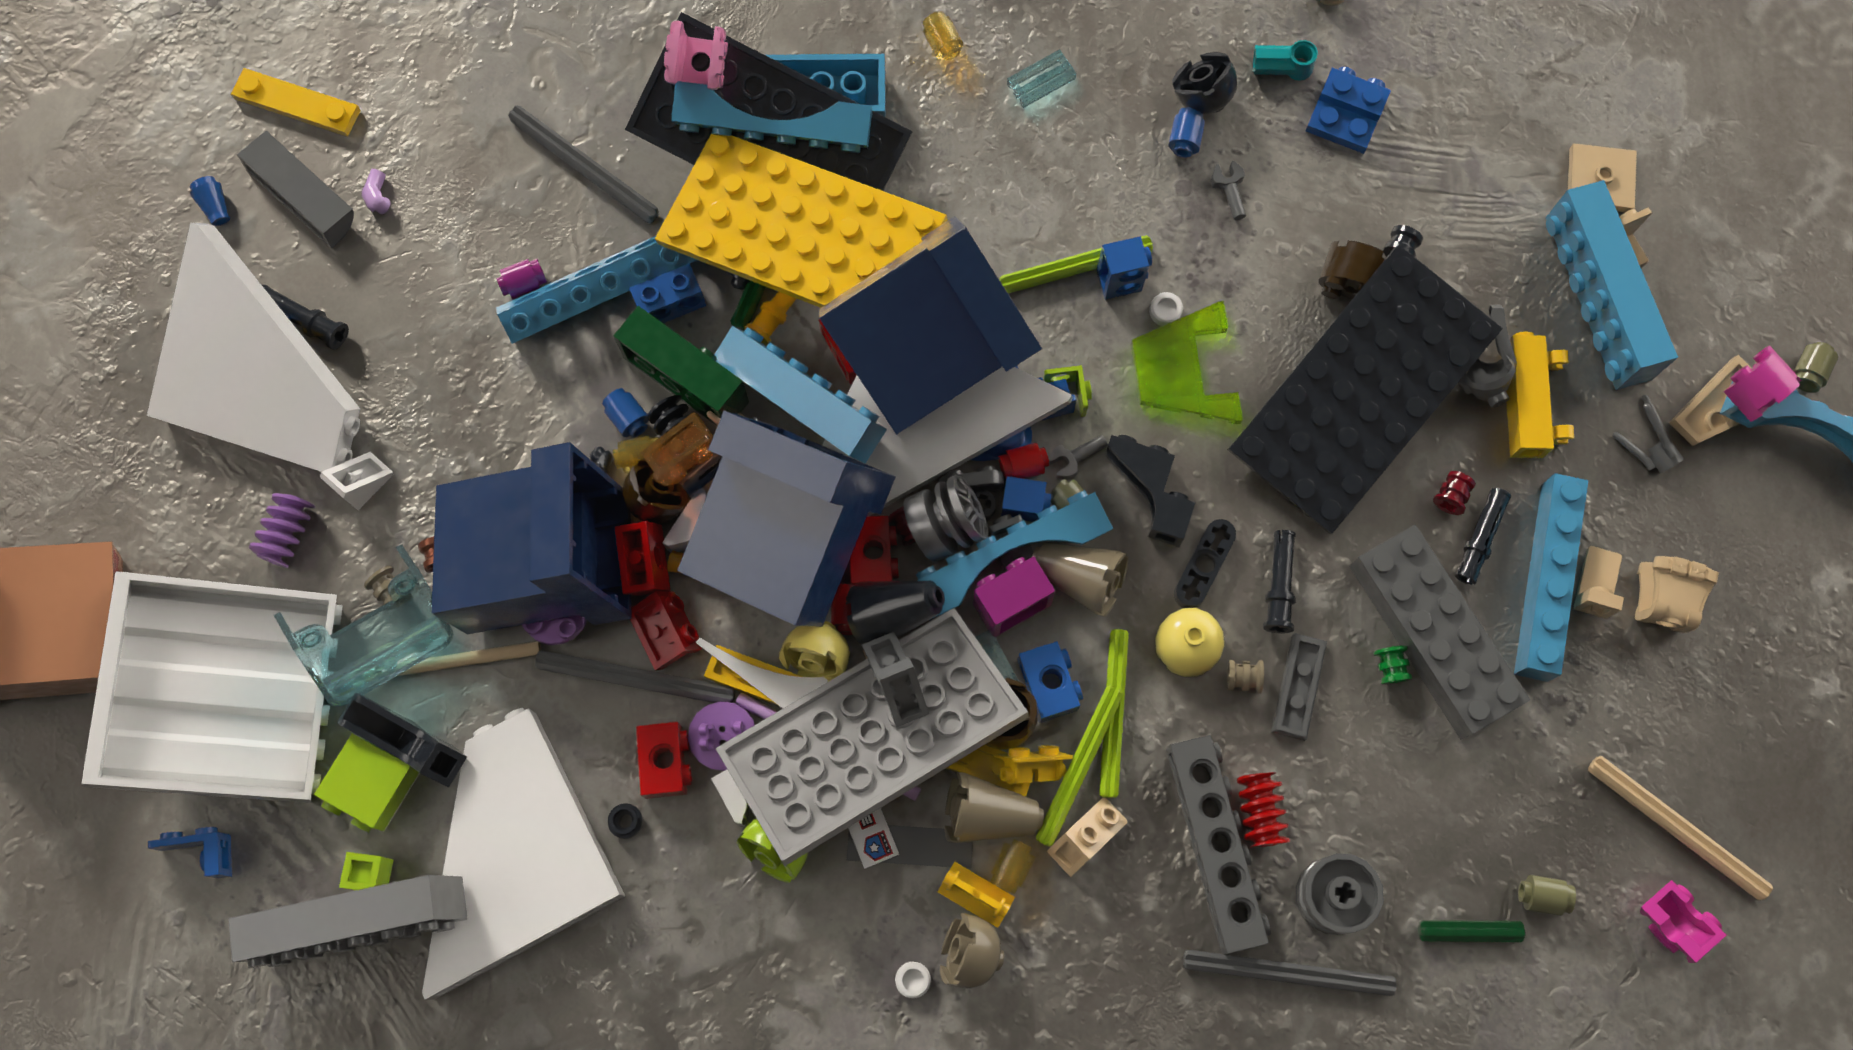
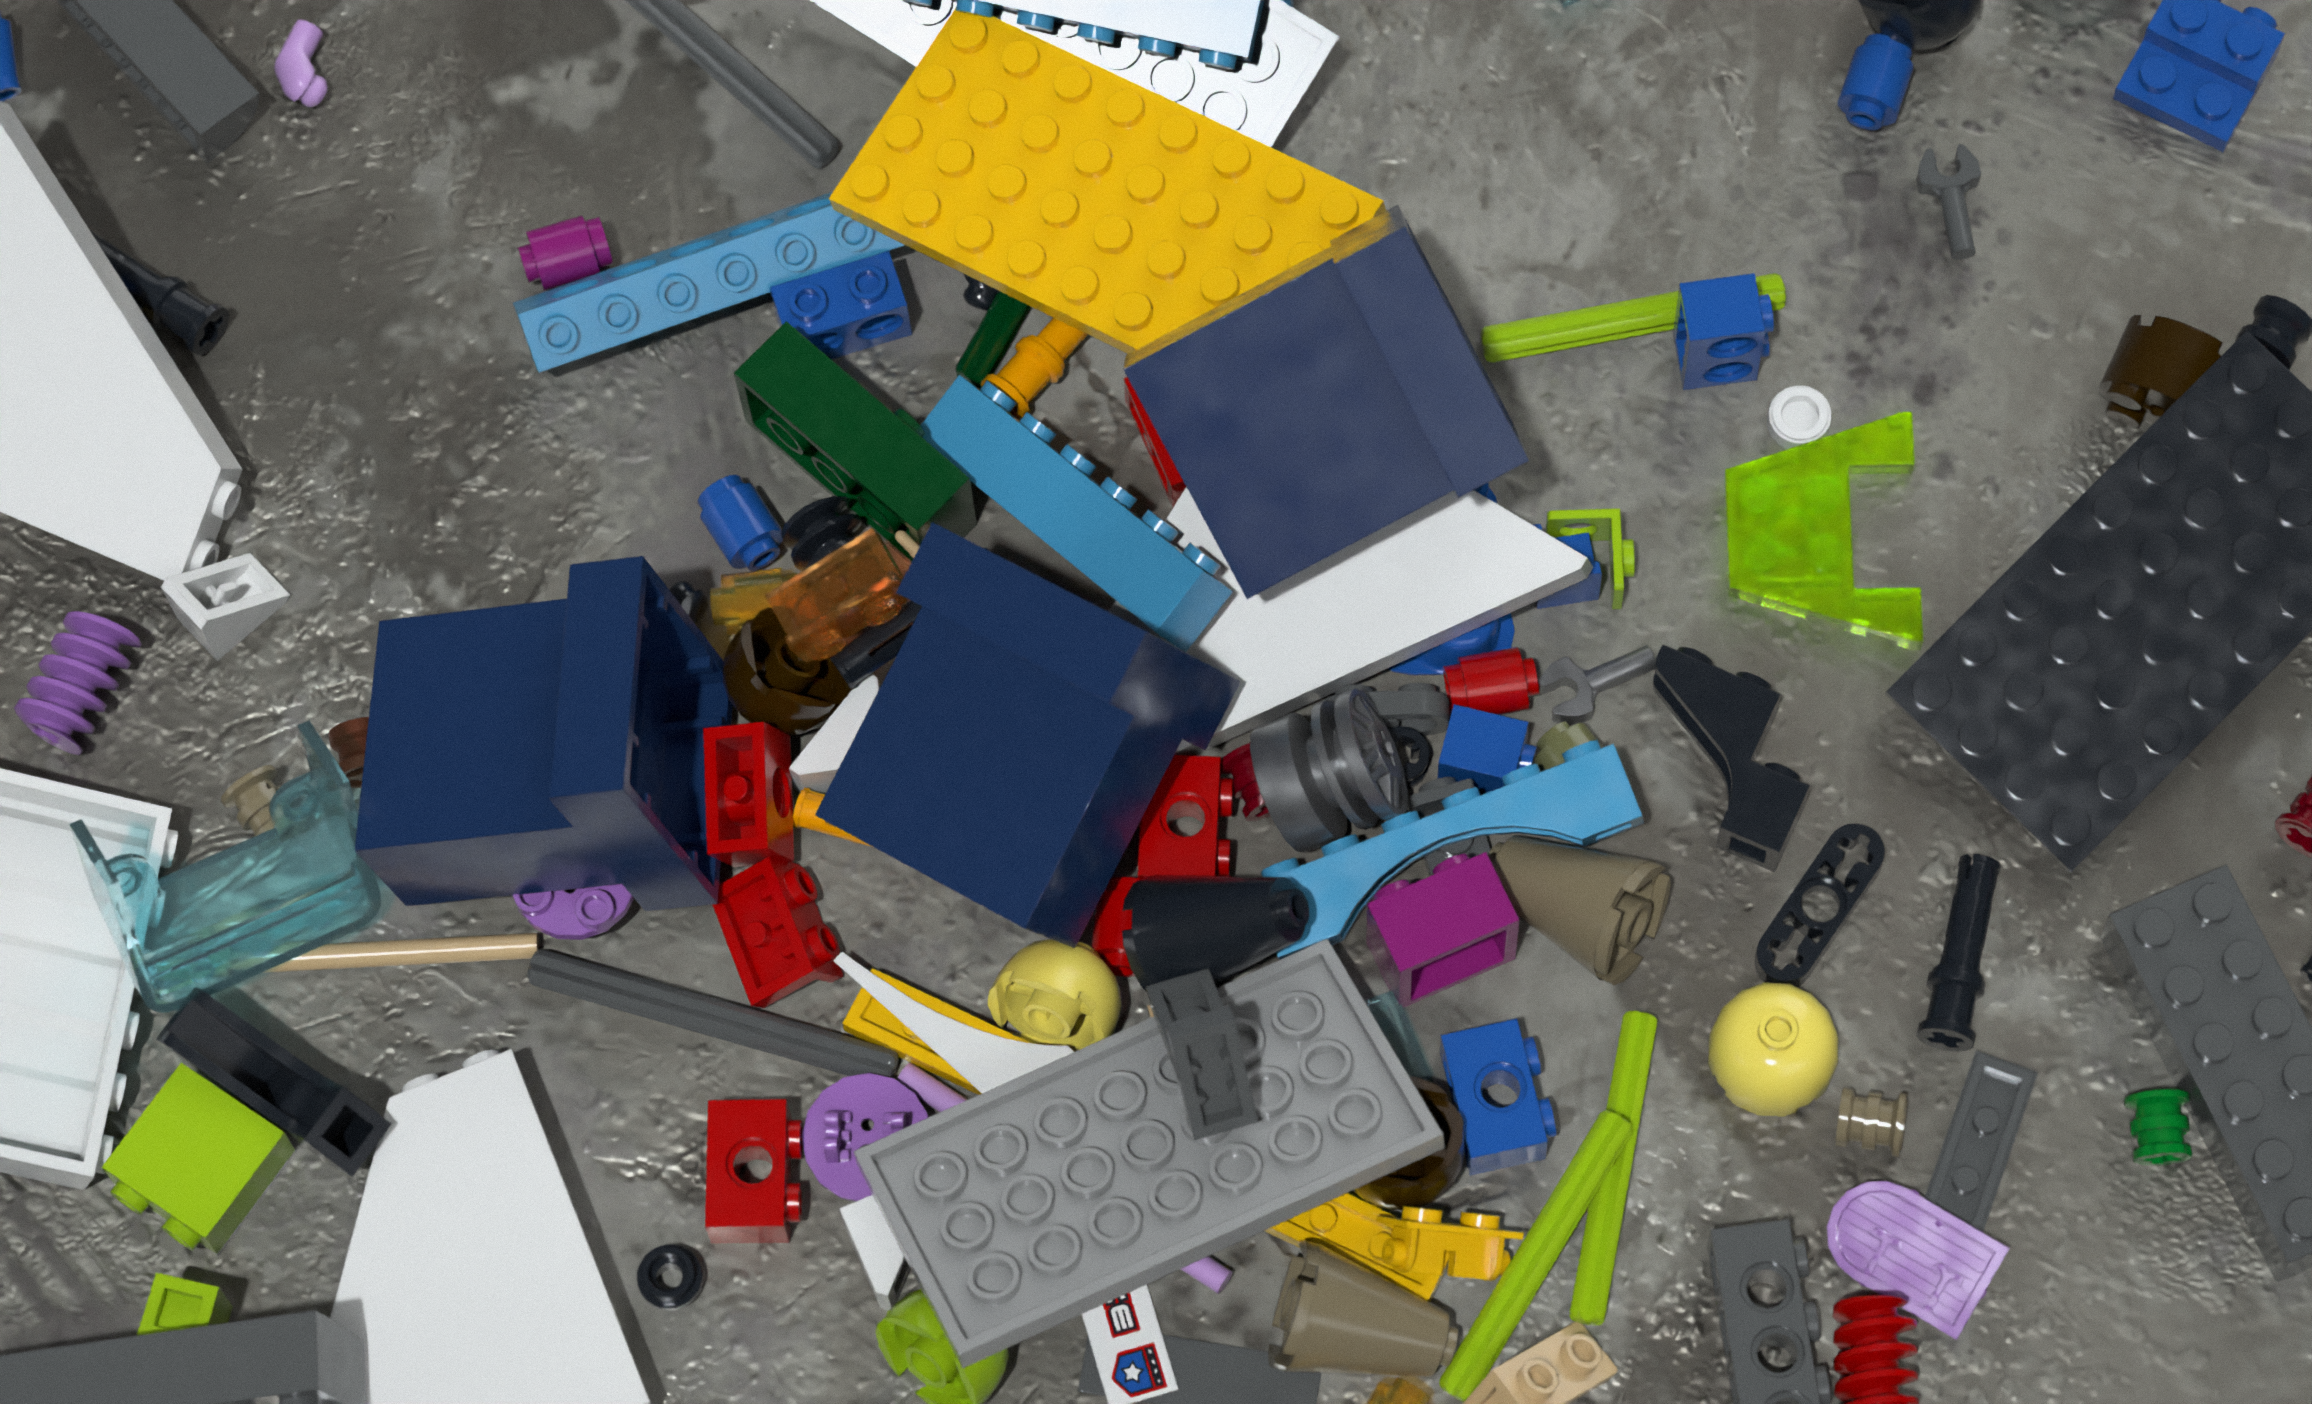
camera: 10 degrees right, 5 degrees down
(1274, 743) = (1913, 1251): none -> window

